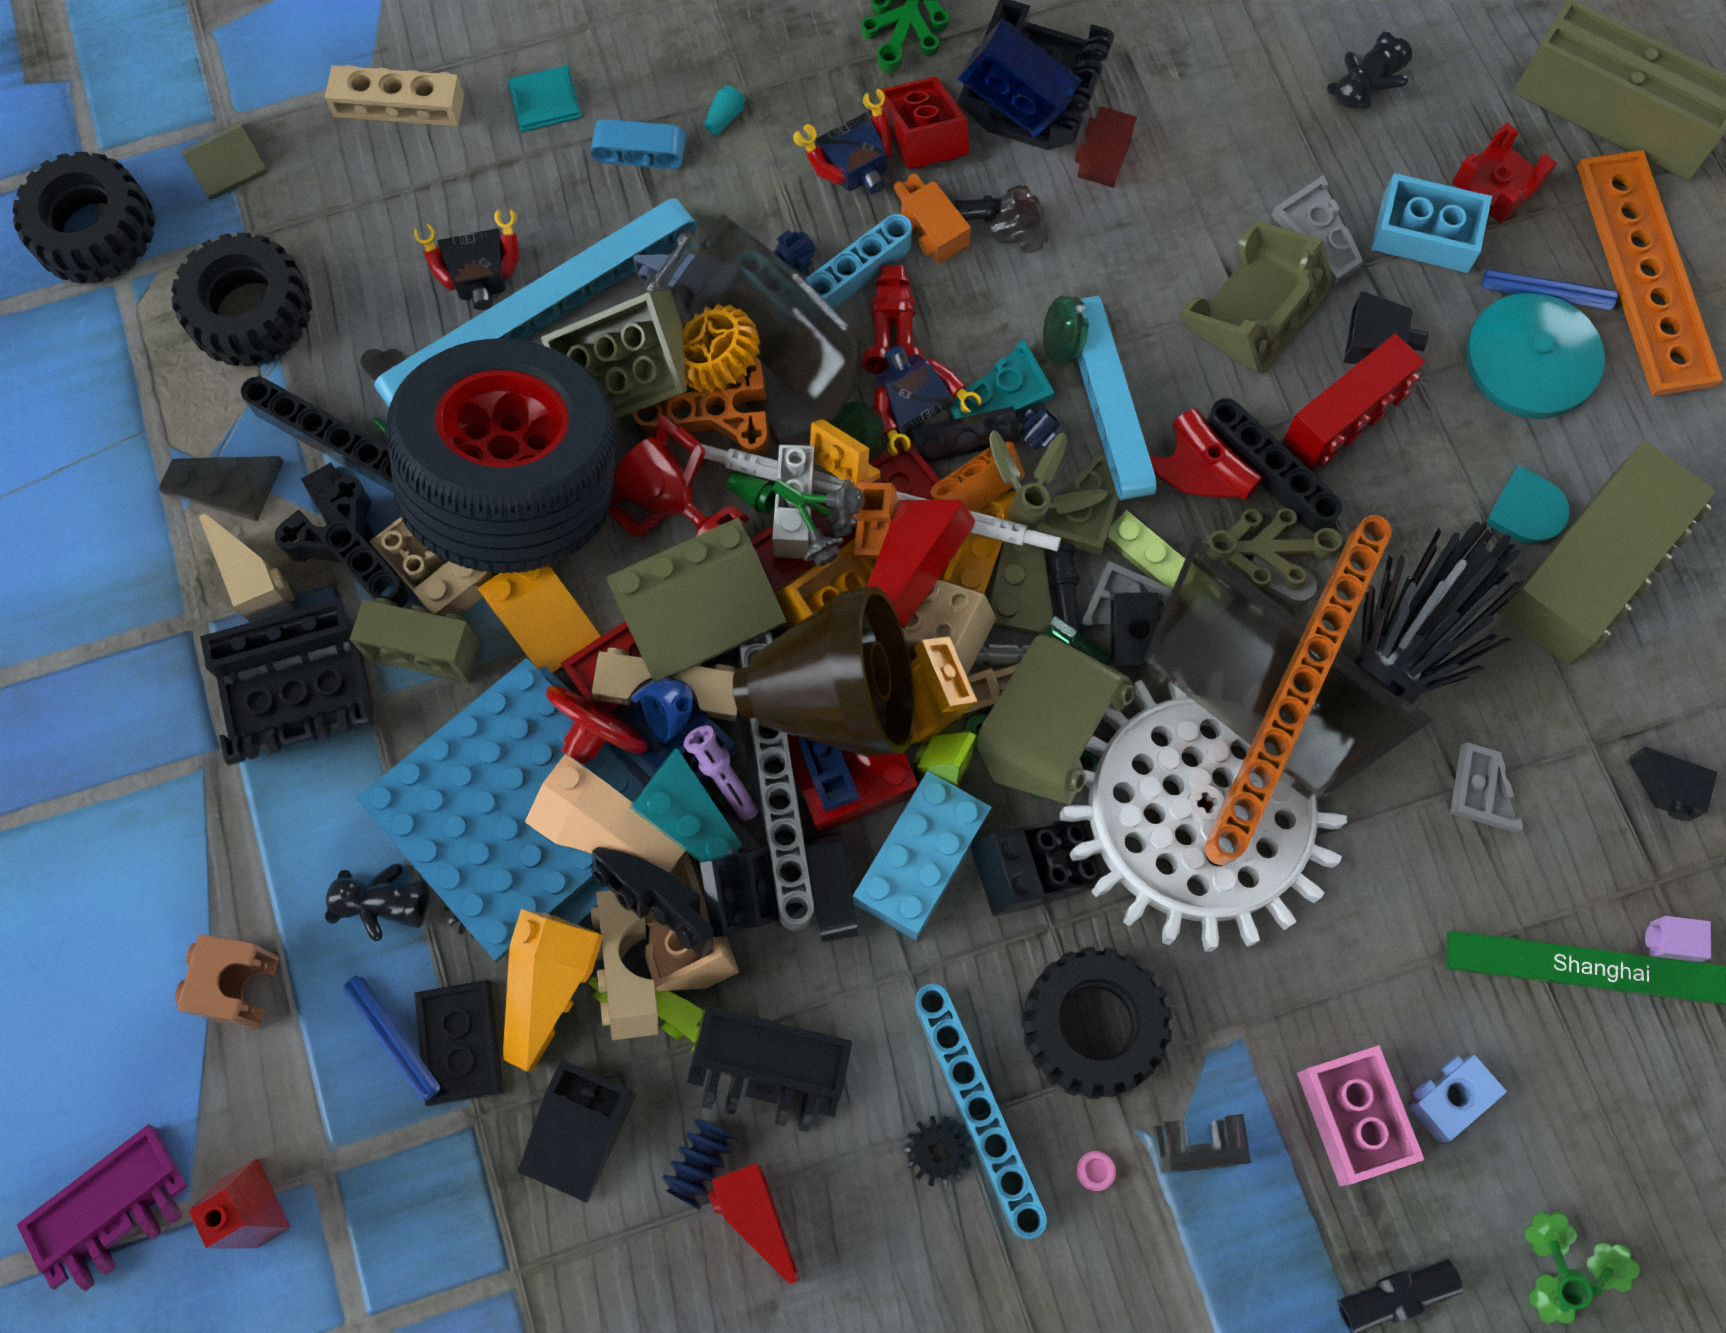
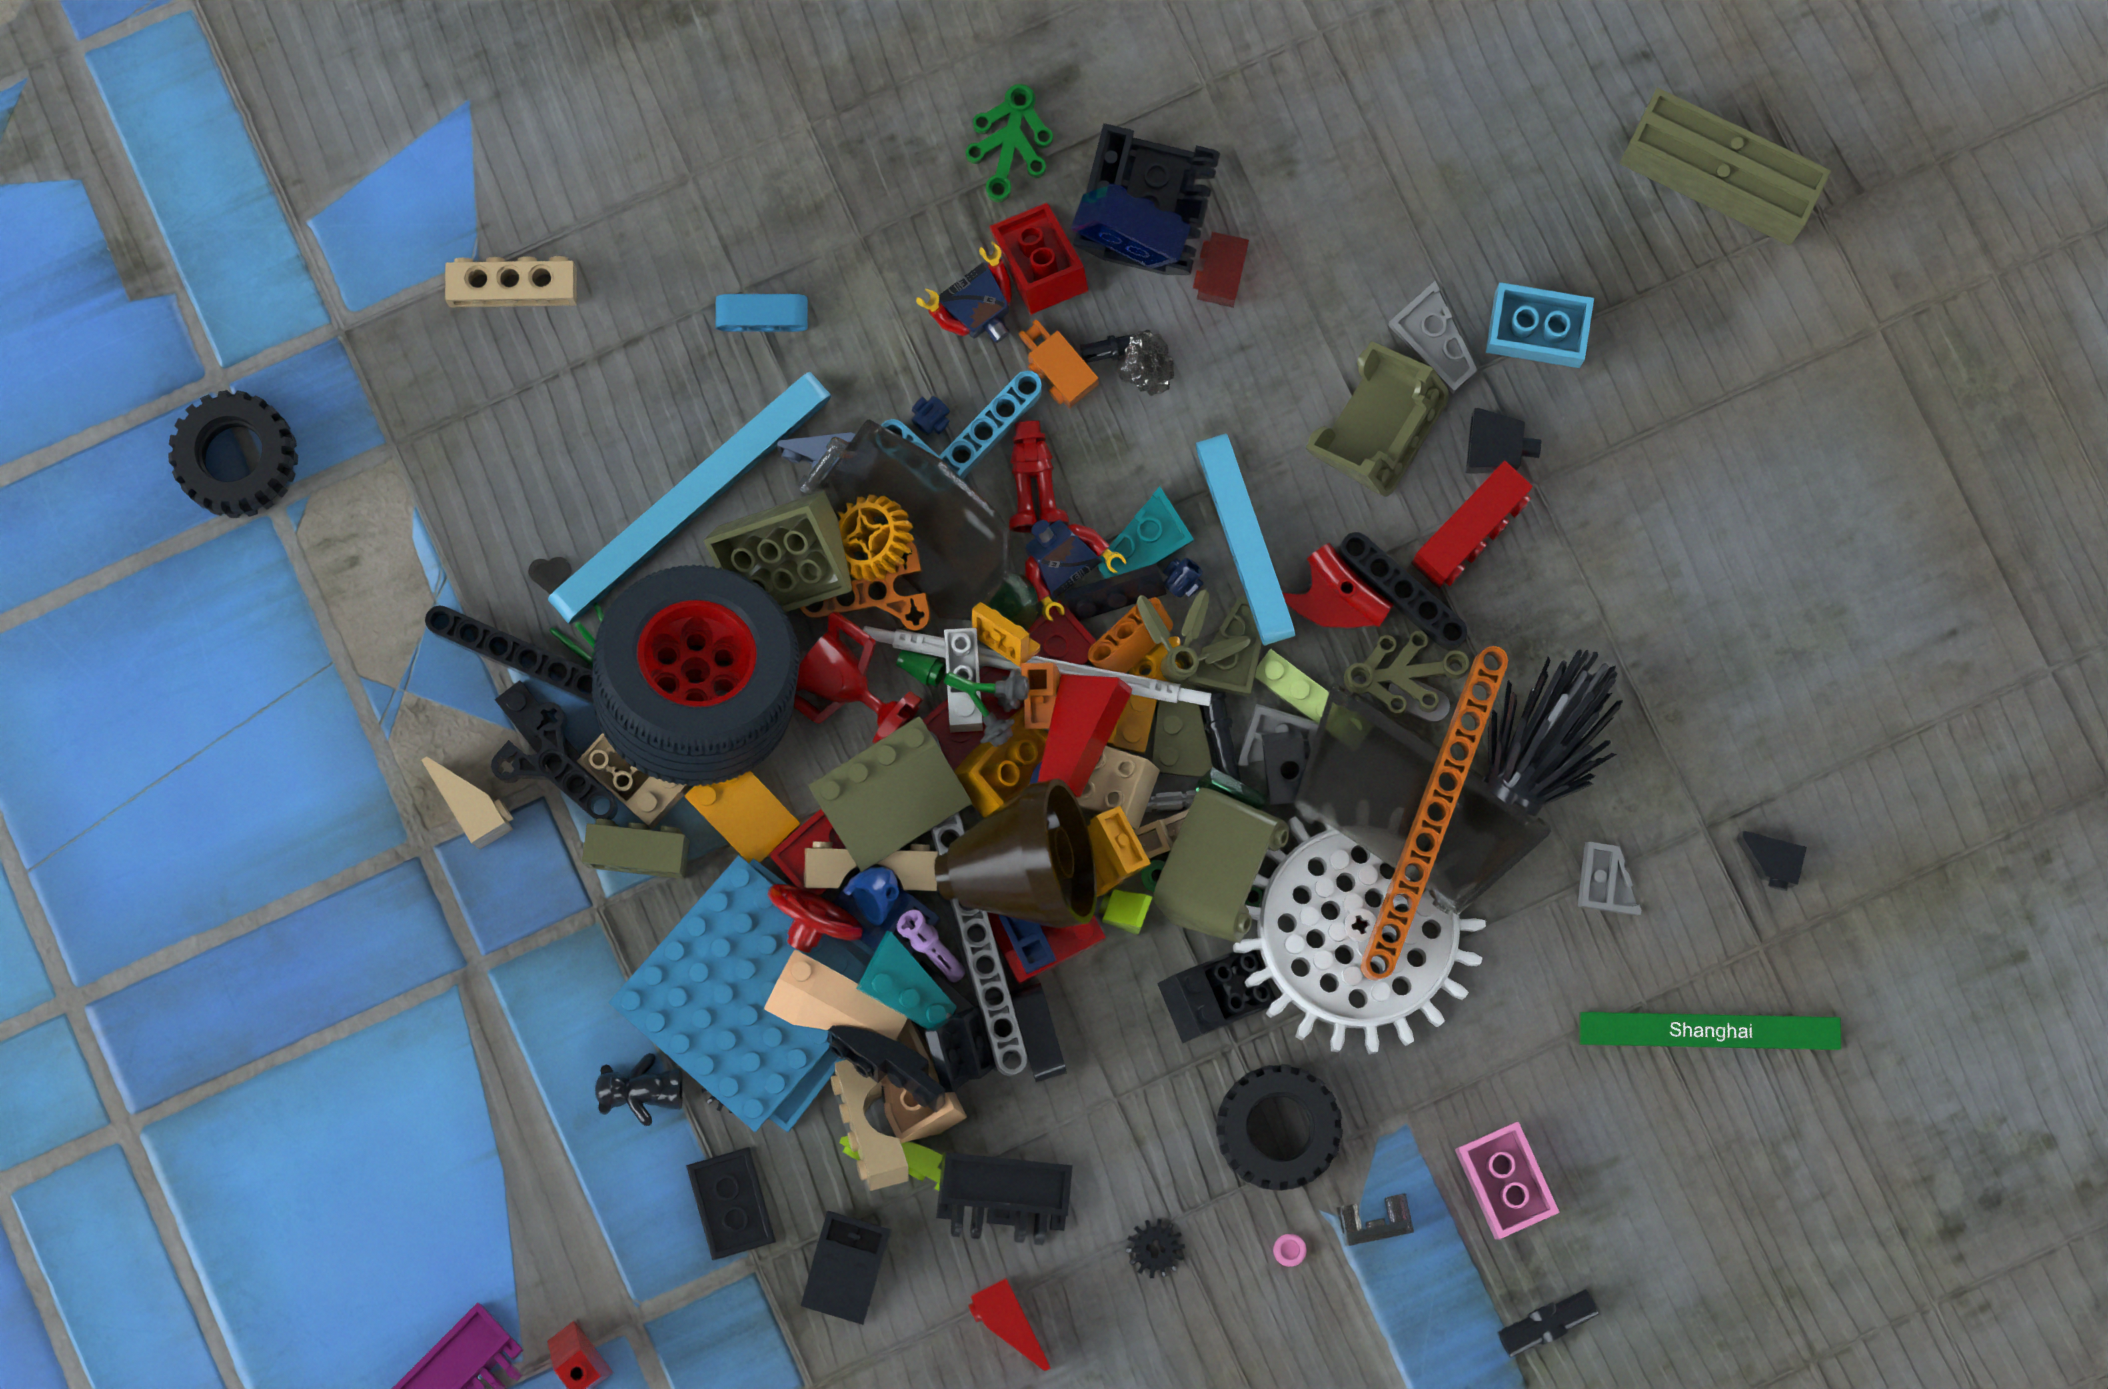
camera: 10 degrees left, 10 degrees up
(218, 977) = (515, 1174): nougat piece -> none
(223, 483) = (420, 710): clear smoke wing -> none
(224, 160) = (350, 368): olive slope -> none
(224, 267) = (381, 491): black tyre -> none
(288, 680) = (525, 900): black slope -> none
(391, 1038) = (673, 1206): blue axle -> none
(475, 262) = (622, 460): torso -> none
(543, 972) = (801, 1138): light orange wedge -> none
(544, 98) = (658, 265): teal piece -> none
(698, 1163) = (953, 1281): dark blue piece -> none
(724, 109) = (840, 266): teal cone -> none
(921, 855) = (1115, 996): medium azure brick -> none
(980, 1130) = (1199, 1222): medium azure beam -> none
(1065, 329) = (1197, 477): clear green tile -> none
(1375, 72) = (1476, 162): black piece -> none
(1477, 1091) = (1607, 1149): light blue brick -> none
(1503, 174) = (1608, 261): red panel -> none
(1529, 508) = (1642, 606): teal tile -> none
(1535, 355) = (1644, 448): teal dish -> none
(1566, 291) = (1656, 378): blue axle -> none
(1572, 1289) = (1679, 1303): bright green plant -> none
(1609, 554) = (1710, 650): olive brick -> none
(1635, 287) = (1737, 368): orange plate -> none
(1679, 939) = (1776, 998): lavender brick -> none

